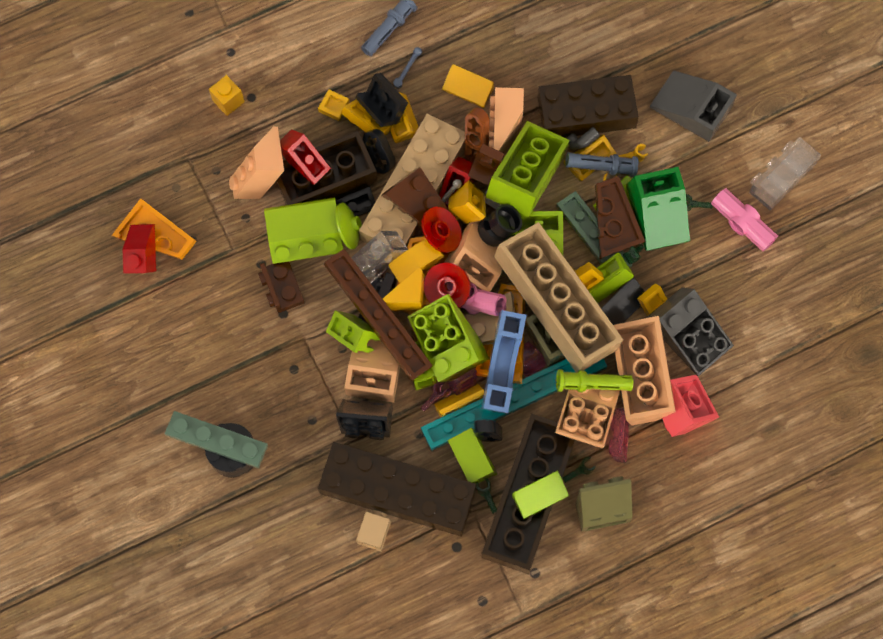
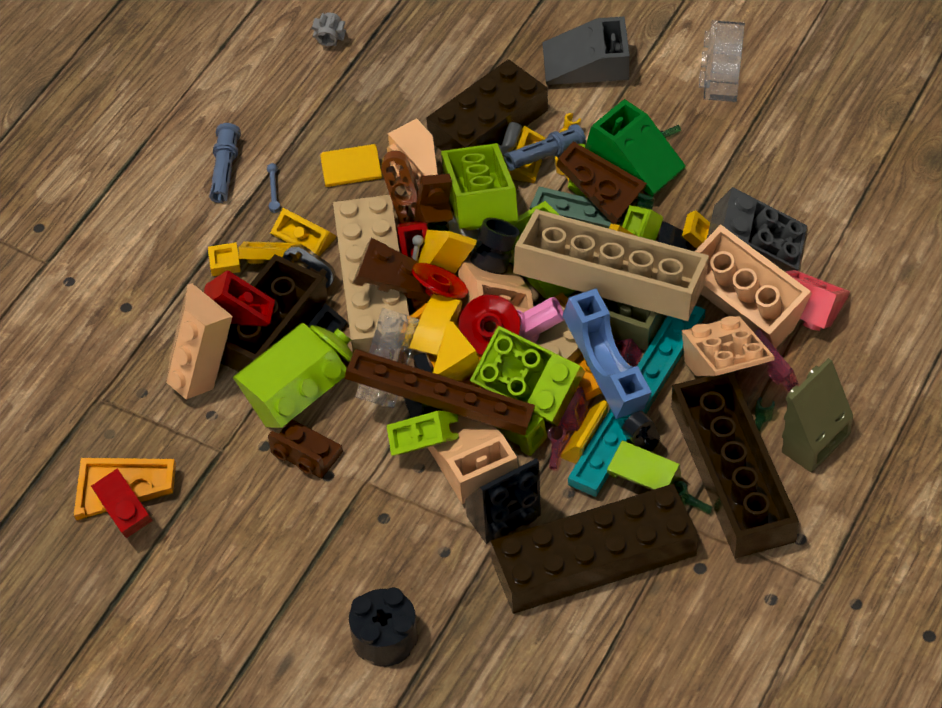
camera: 35 degrees left, 20 degrees down
(216, 439) = (363, 614): sand green plate -> none
(226, 95) = (100, 313): yellow brick -> none
(373, 530) = (603, 603): tan brick -> none
(382, 101) = (276, 221): black bracket -> none
(540, 494) = (748, 444): lime slope -> none
(581, 381) = (699, 319): lime pin -> none
(744, 219) = (721, 117): bright pink piece -> none

